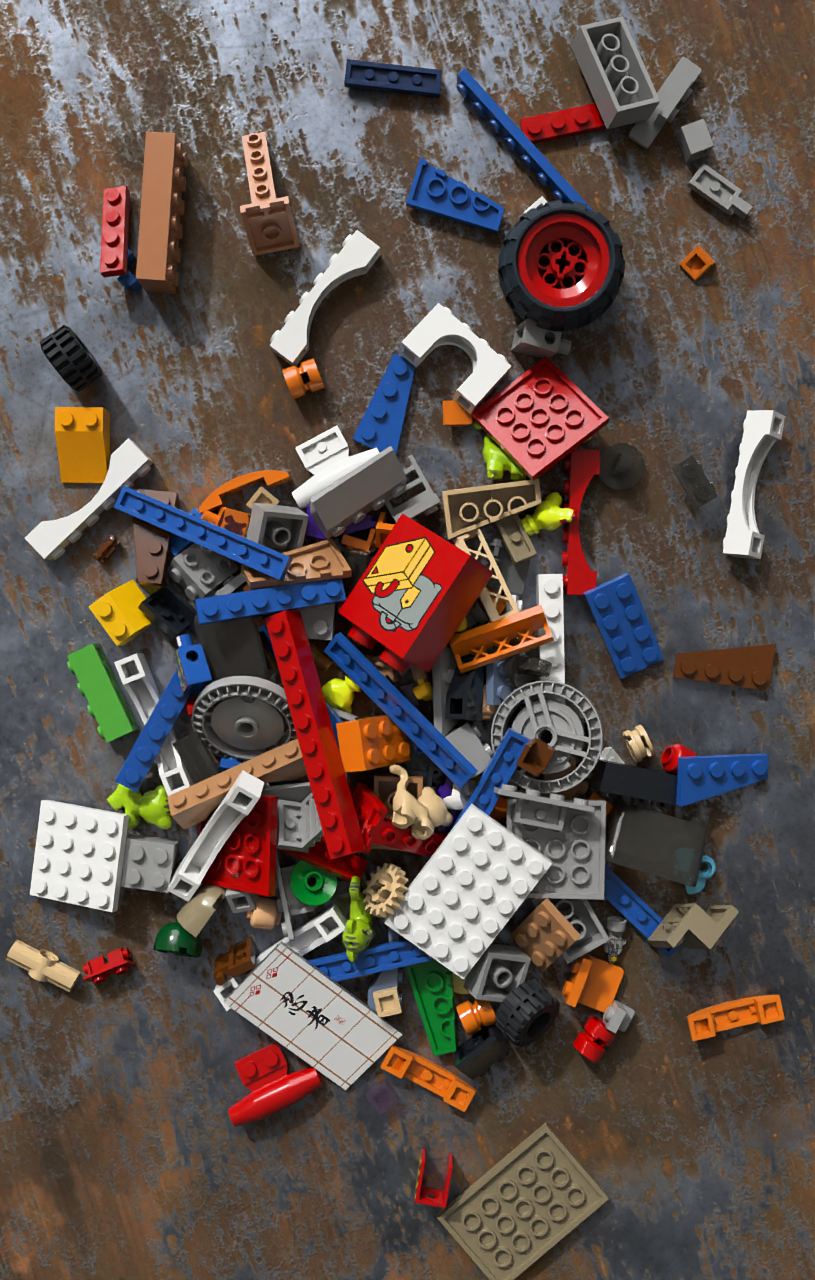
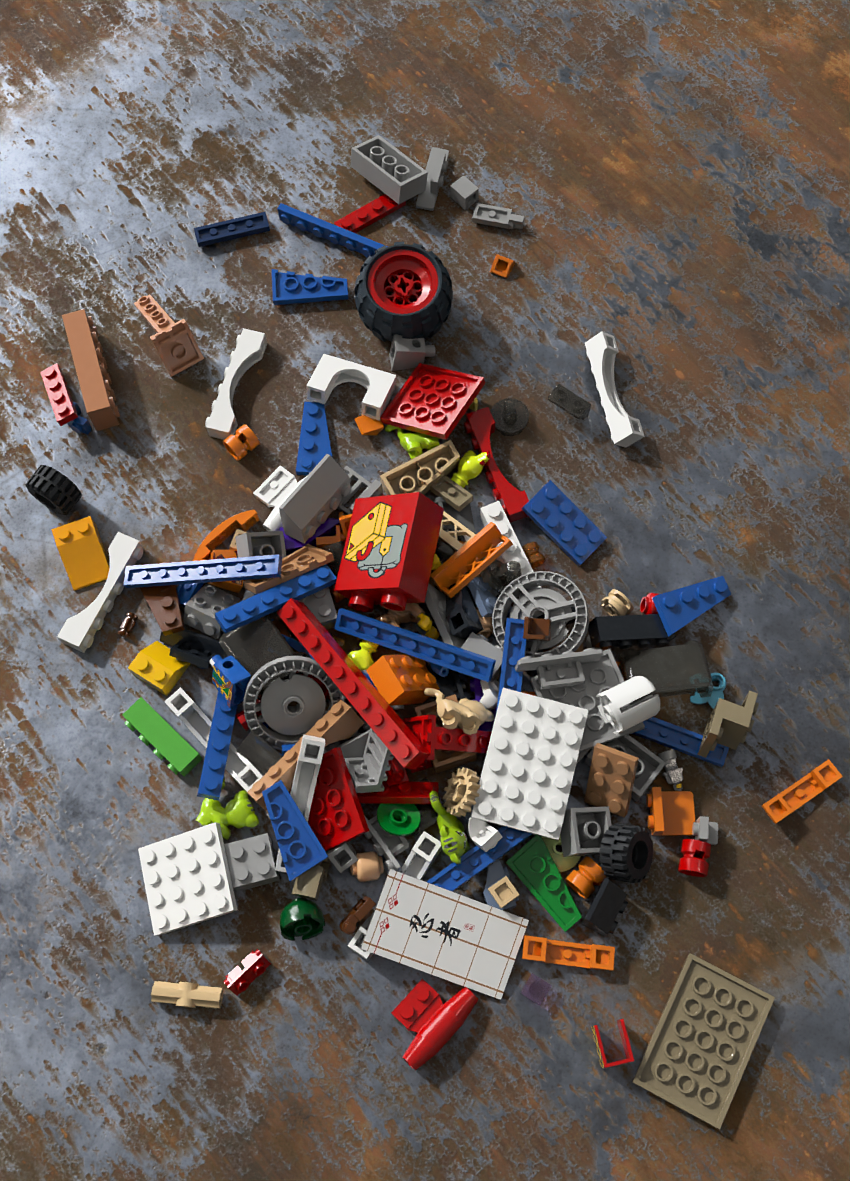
camera: 20 degrees left, 20 degrees down
(197, 870) = (294, 836): none -> blue wing
(389, 945) = (483, 834): none -> white plate
(574, 642) = (533, 555): none -> clear orange wheel
(597, 878) = (624, 694): none -> white cylinder
(737, 667) = (662, 524): reddish brown wing -> none

